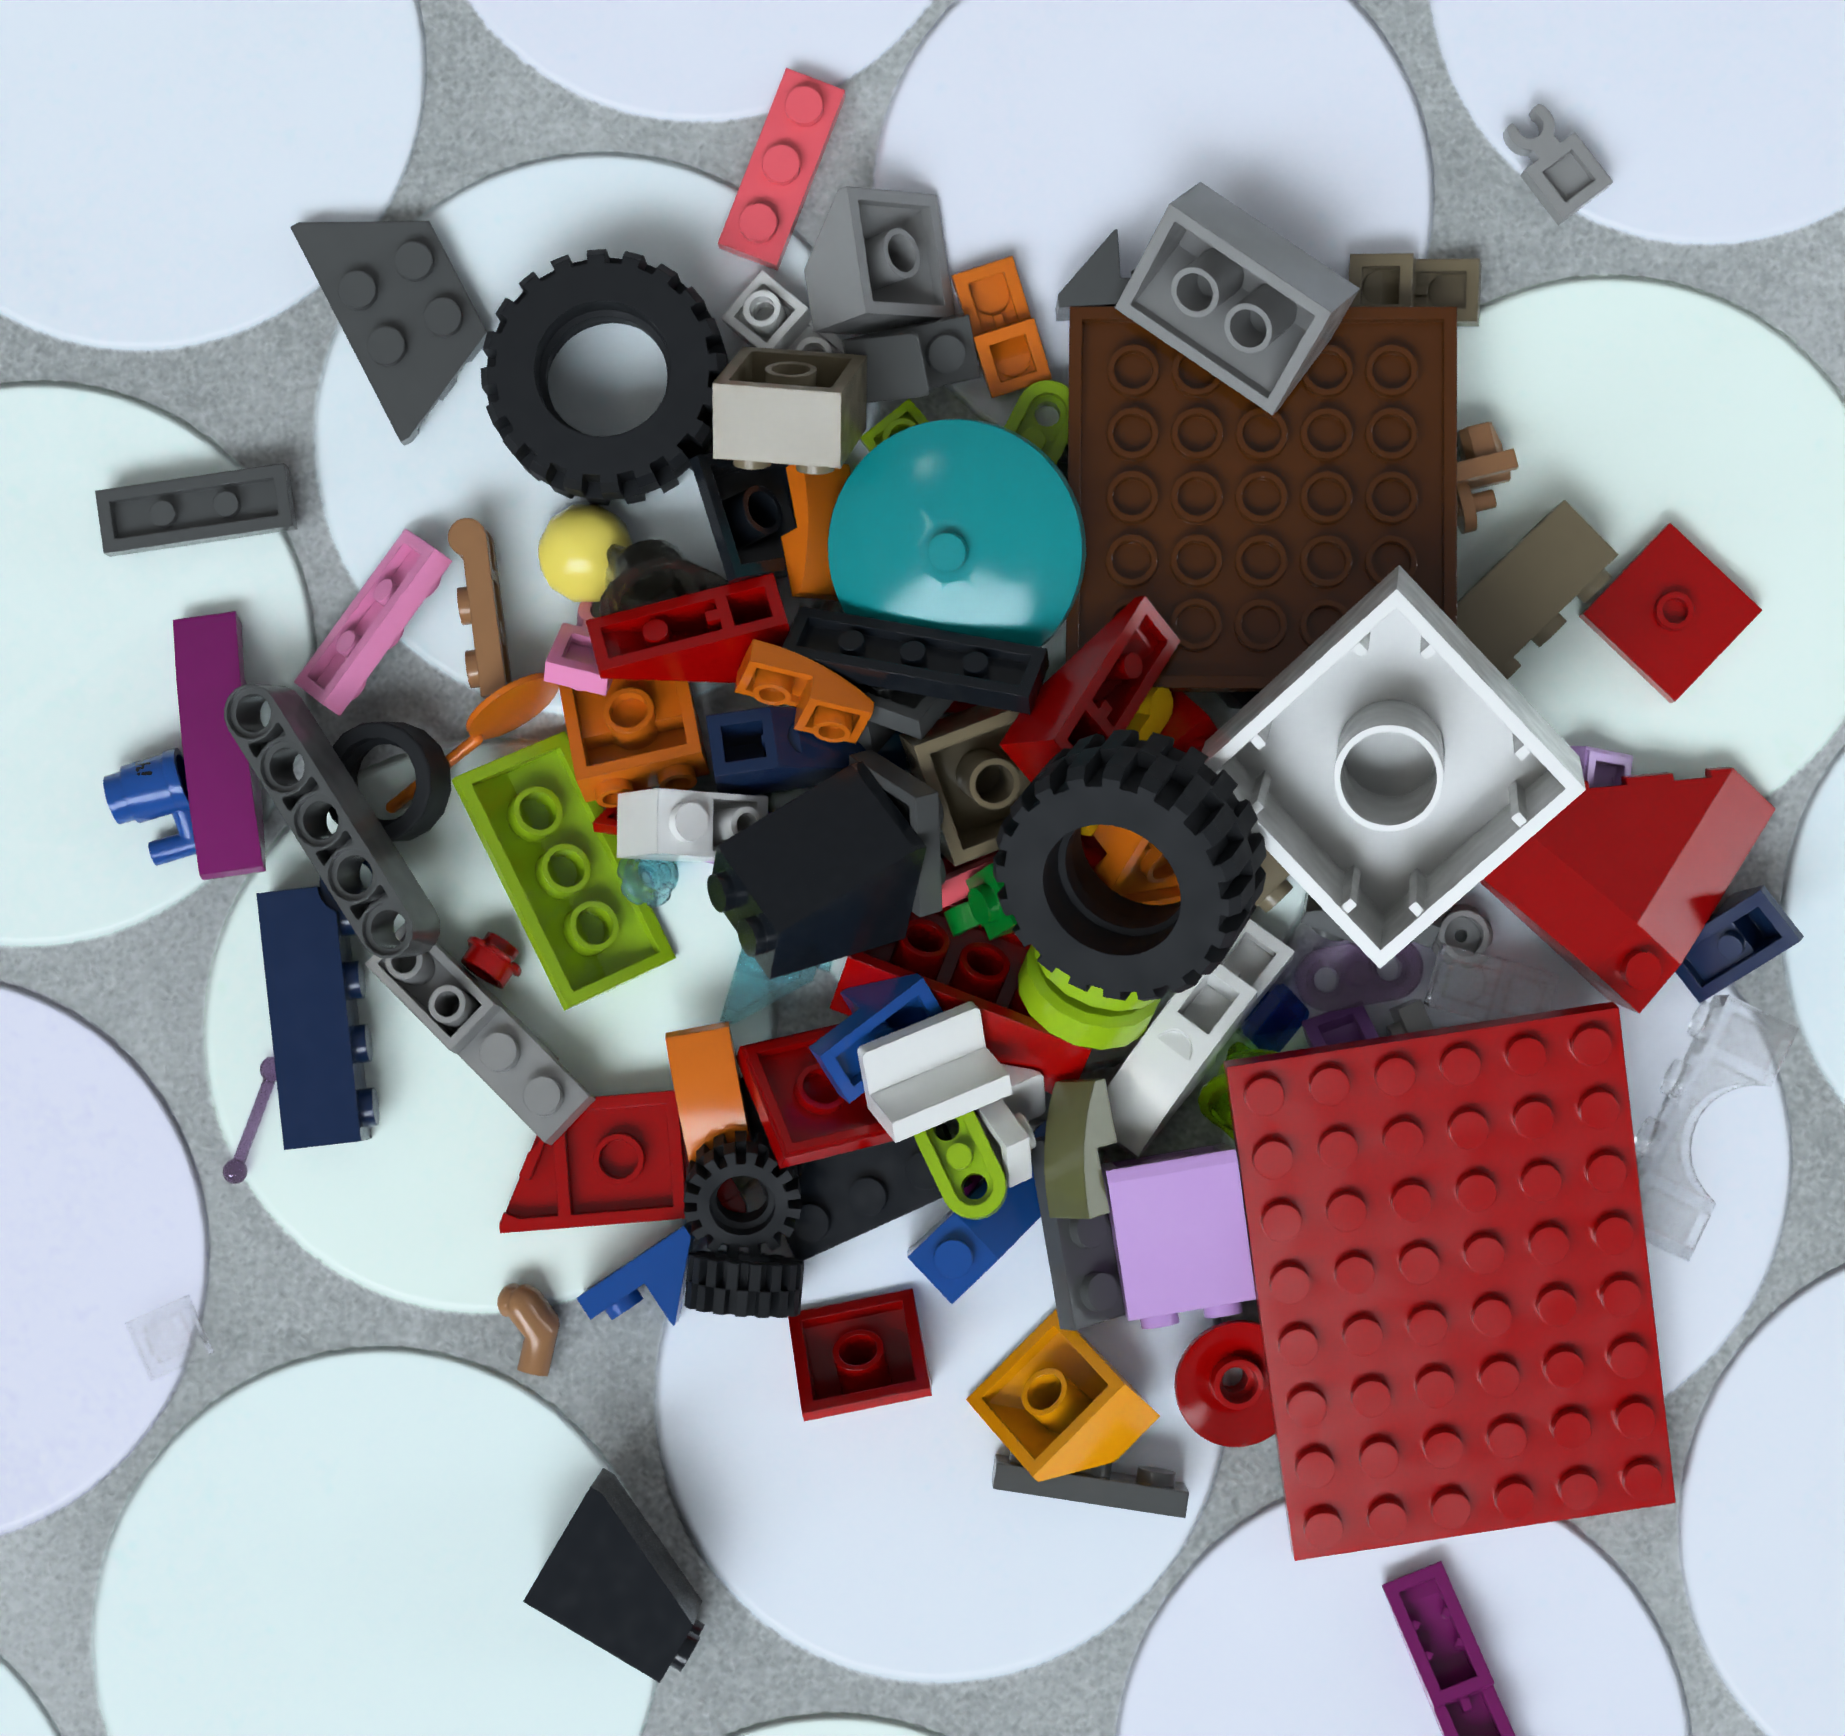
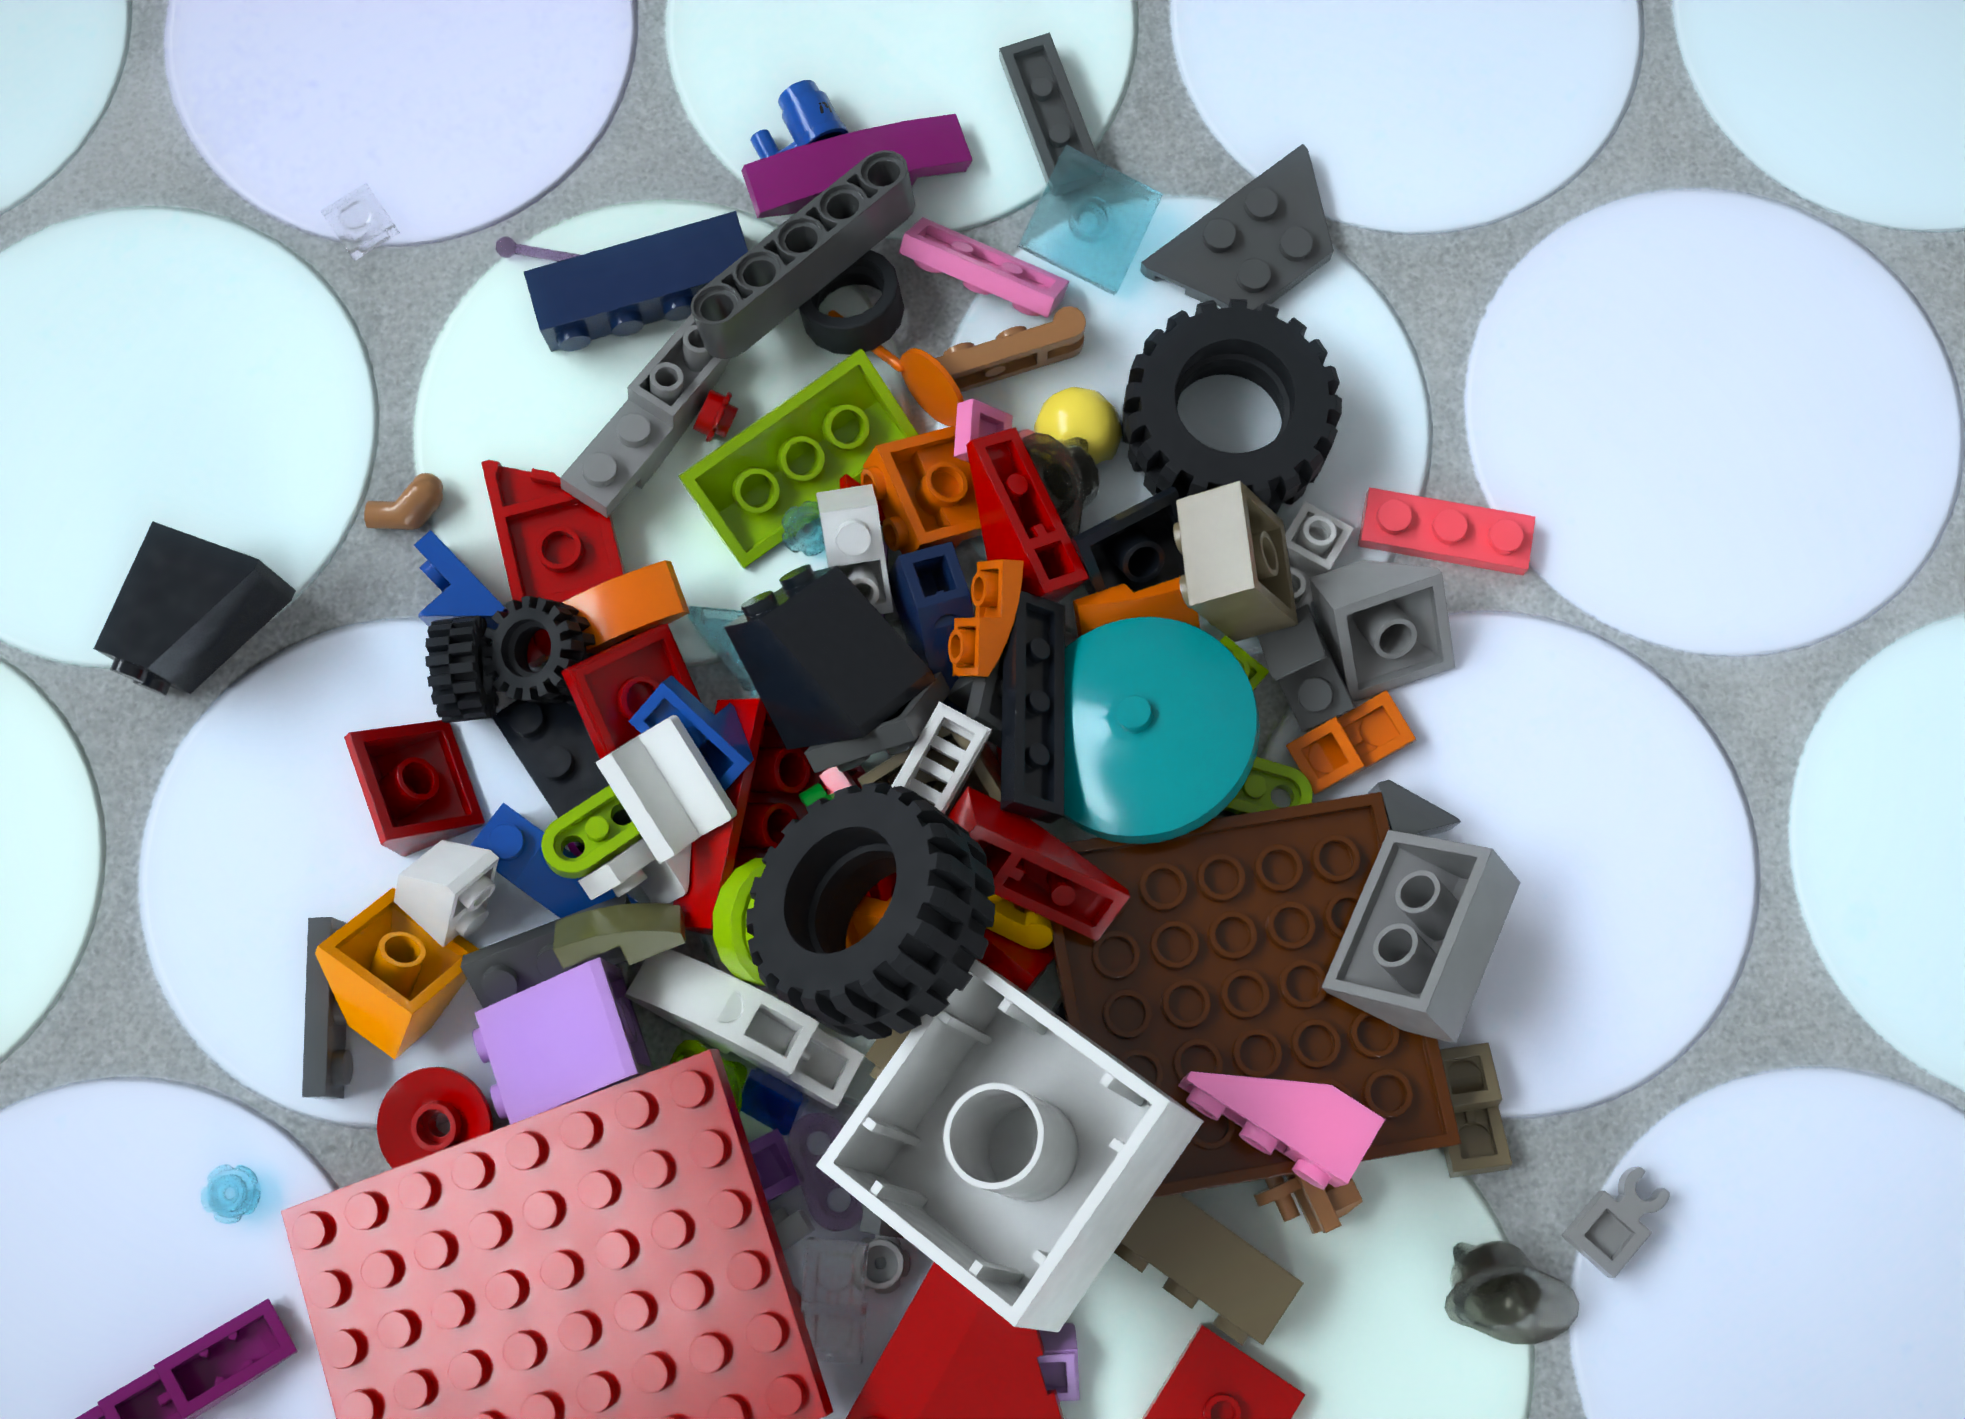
camera: 80 degrees right, 10 degrees down
(340, 489) = (1090, 220): none -> clear light blue plate
(925, 741) = (959, 724): none -> white slope
(988, 1331) = (448, 889): none -> white slope
(1260, 1596) = (246, 1196): none -> clear light blue plate
(1413, 458) = (1302, 1120): none -> bright pink slope
(1609, 296) = (1506, 1295): none -> clear smoke piece

